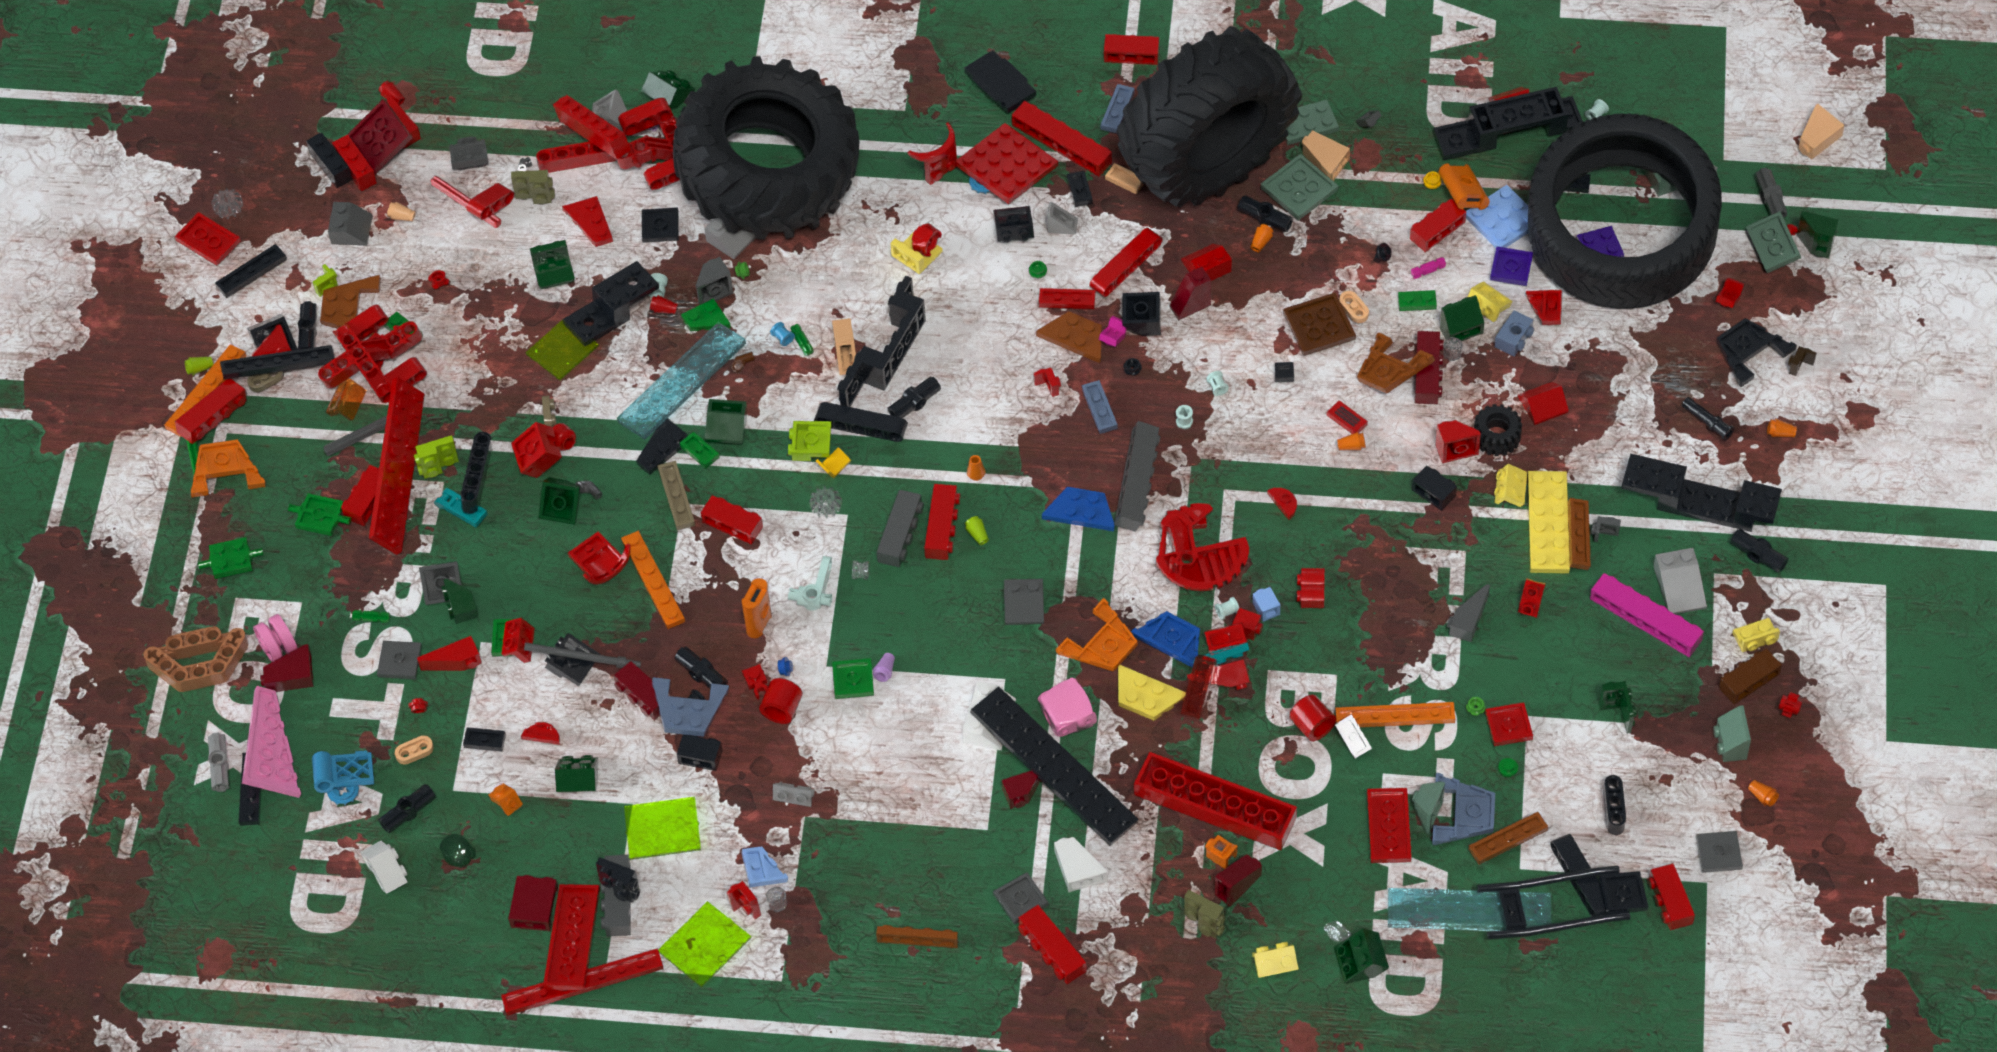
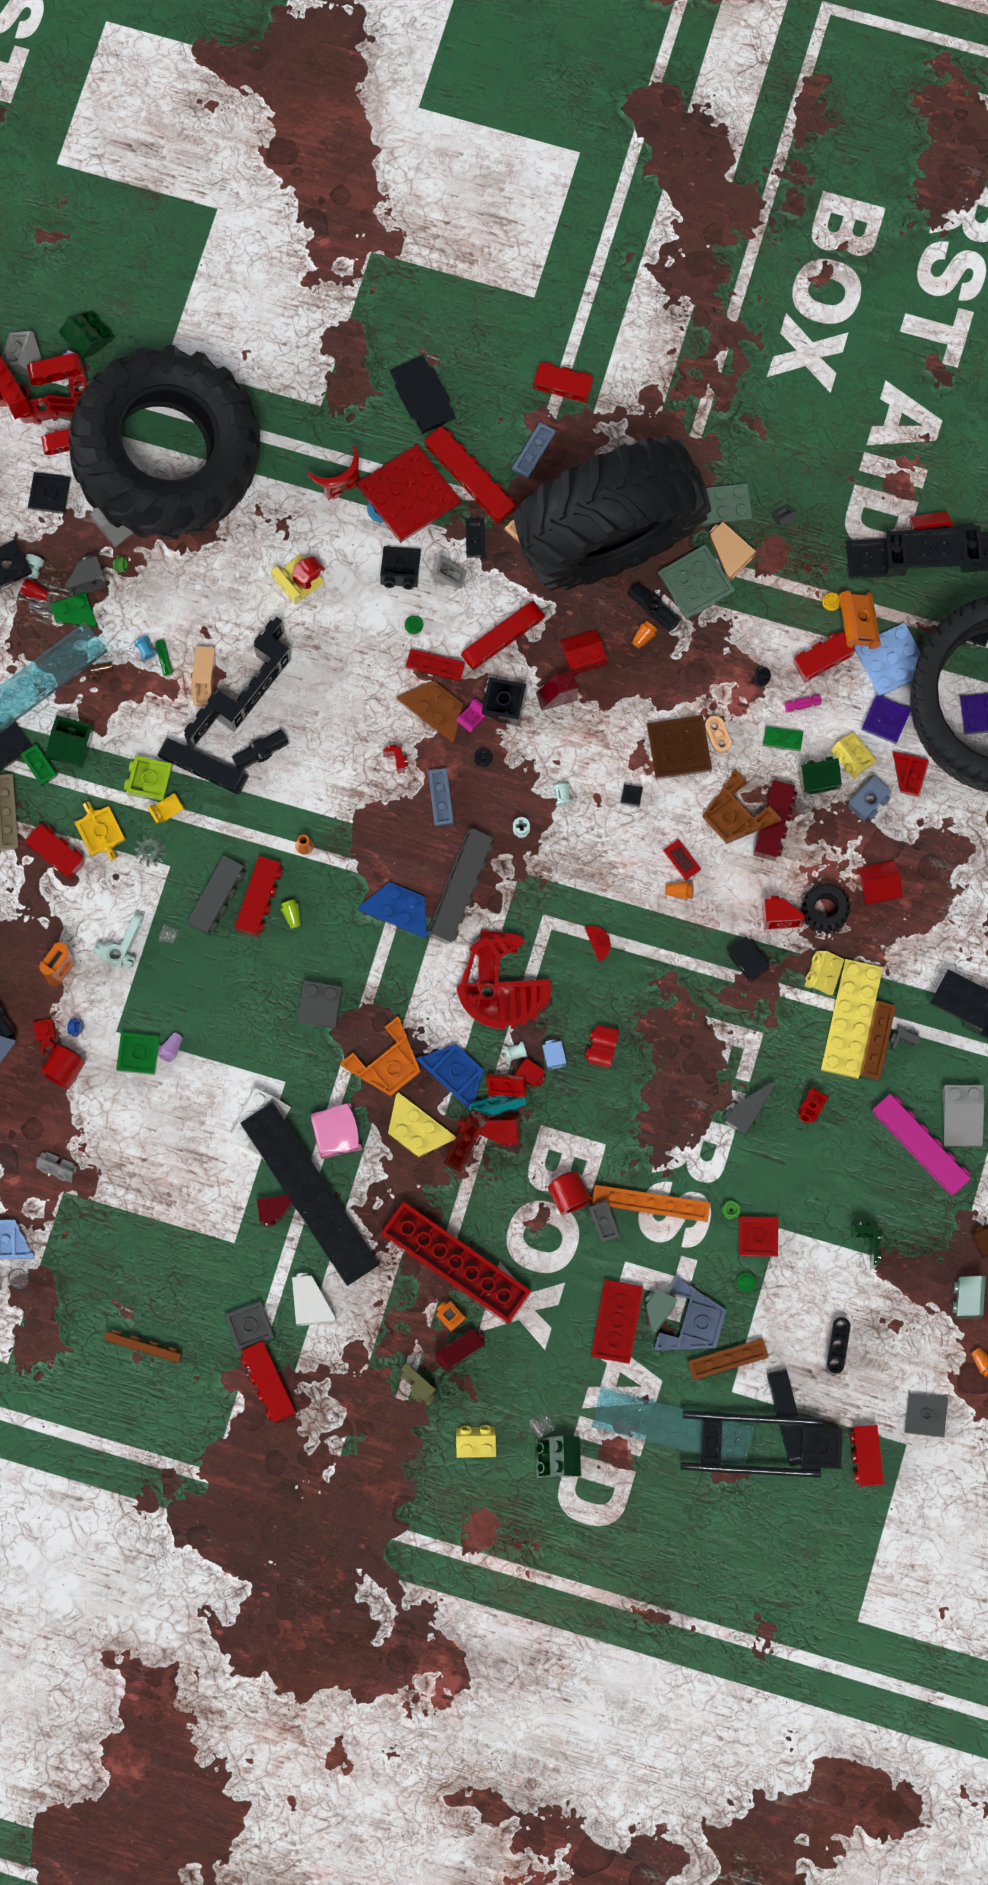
camera: 10 degrees right, 20 degrees up
(772, 495) = (100, 831): none -> yellow plate

